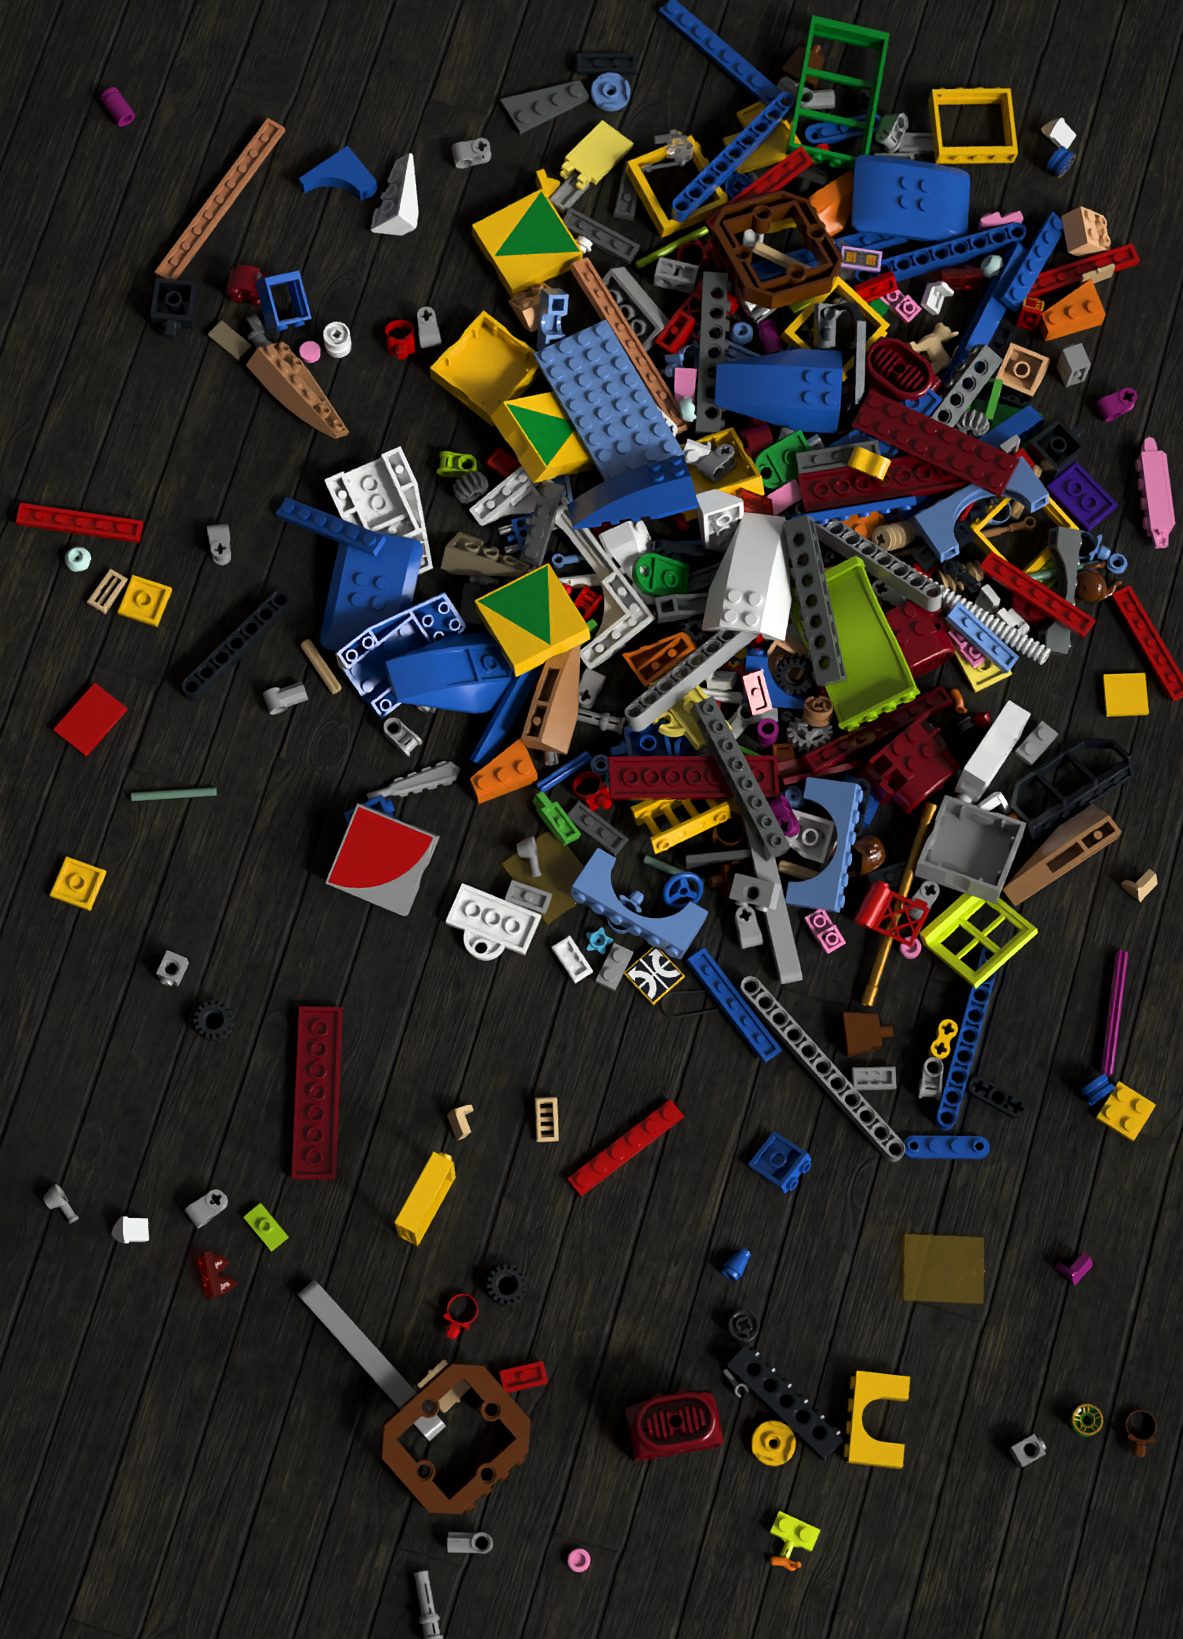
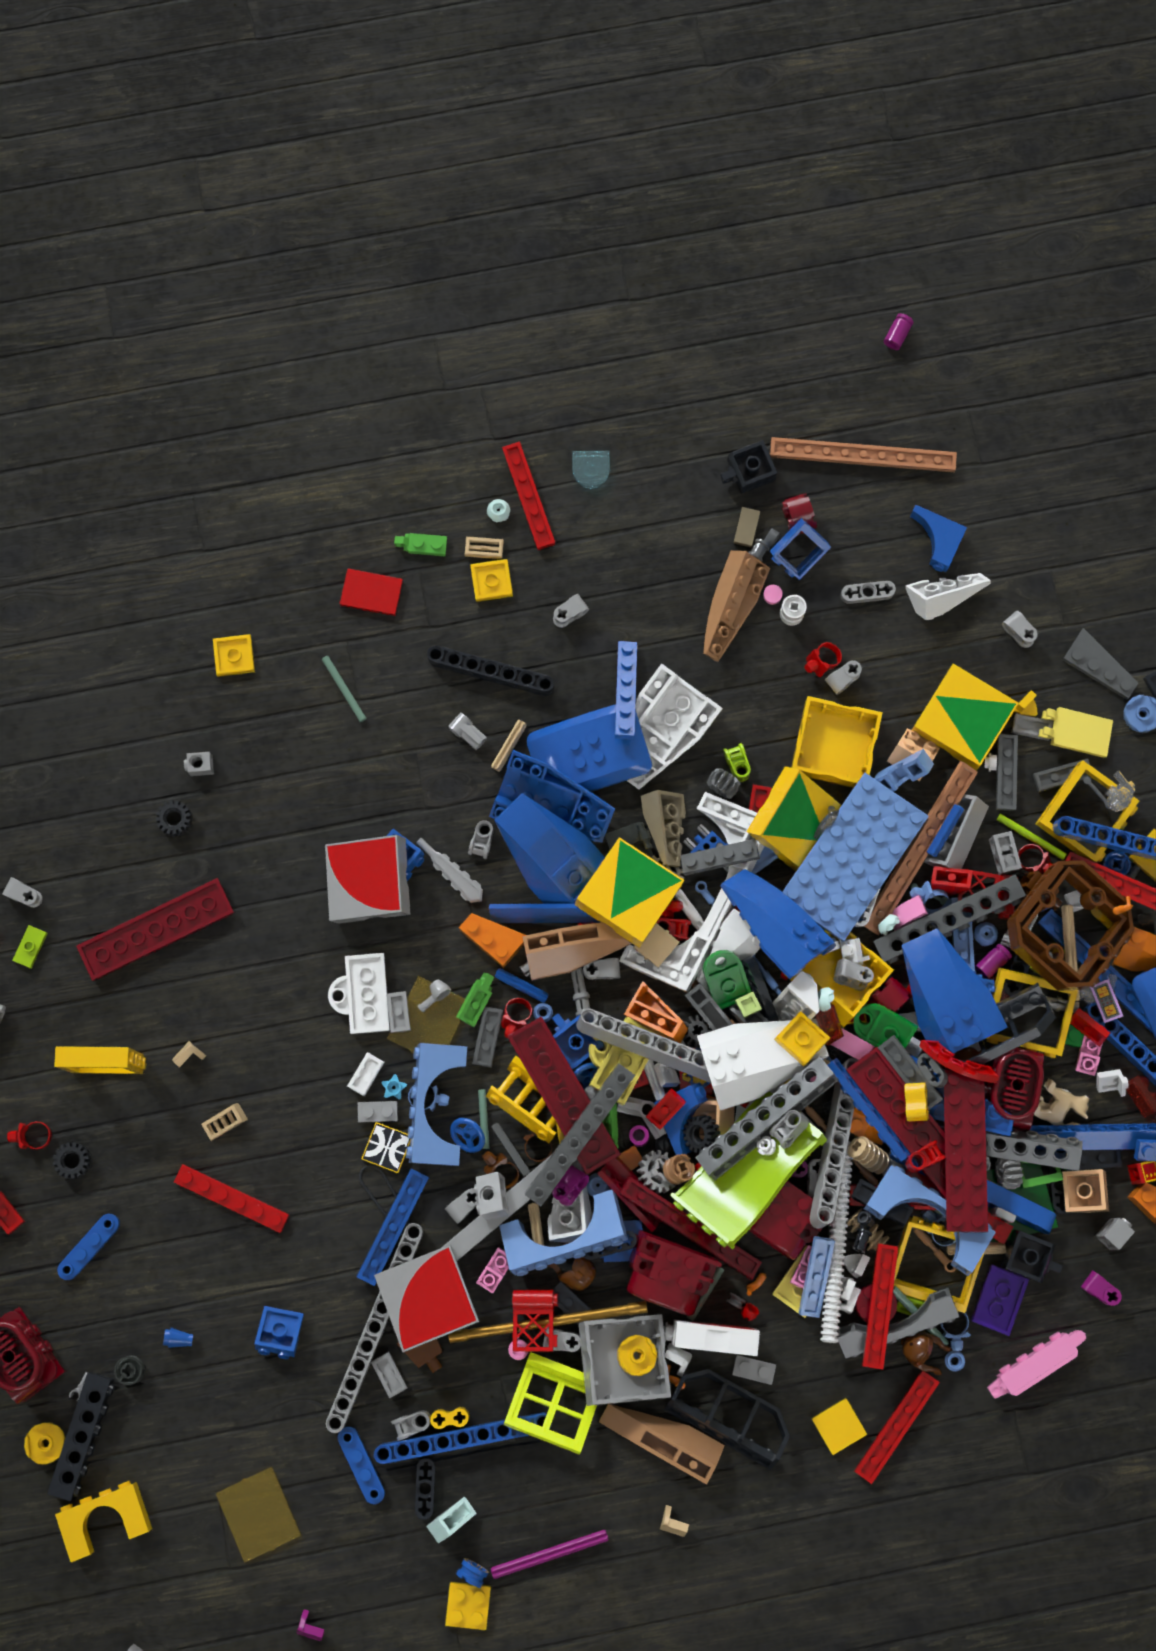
camera: 65 degrees right, 5 degrees up
(69, 646) = (422, 544): none -> bright green hinge
(85, 452) = (590, 467): none -> clear light blue tile
(356, 258) = (872, 585): none -> light grey beam
(562, 406) = (827, 821): none -> clear smoke bar
(599, 623) = (657, 945): none -> tan piece
(601, 1310) = (88, 1246): none -> blue plate
(627, 314) = (945, 830): none -> blue axle
(696, 571) = (748, 1005): none -> yellowish green plate
(732, 487) = (825, 997): none -> light aqua plate
(757, 530) = (802, 1038): none -> yellow tile
(785, 198) = (1123, 908): none -> orange piece
(821, 999) = (426, 1298): none -> red tile
(835, 585) = (786, 1131): none -> light grey piece
(842, 415) = (968, 1068): none -> red tile
(844, 616) = (770, 1149): none -> white plate
(846, 430) = (929, 1072): none -> dark grey beam
(923, 480) = (927, 1155): none -> red piece
(973, 828) = (646, 1351): none -> yellow plate
(1040, 1086) = (451, 1520): none -> light aqua arch

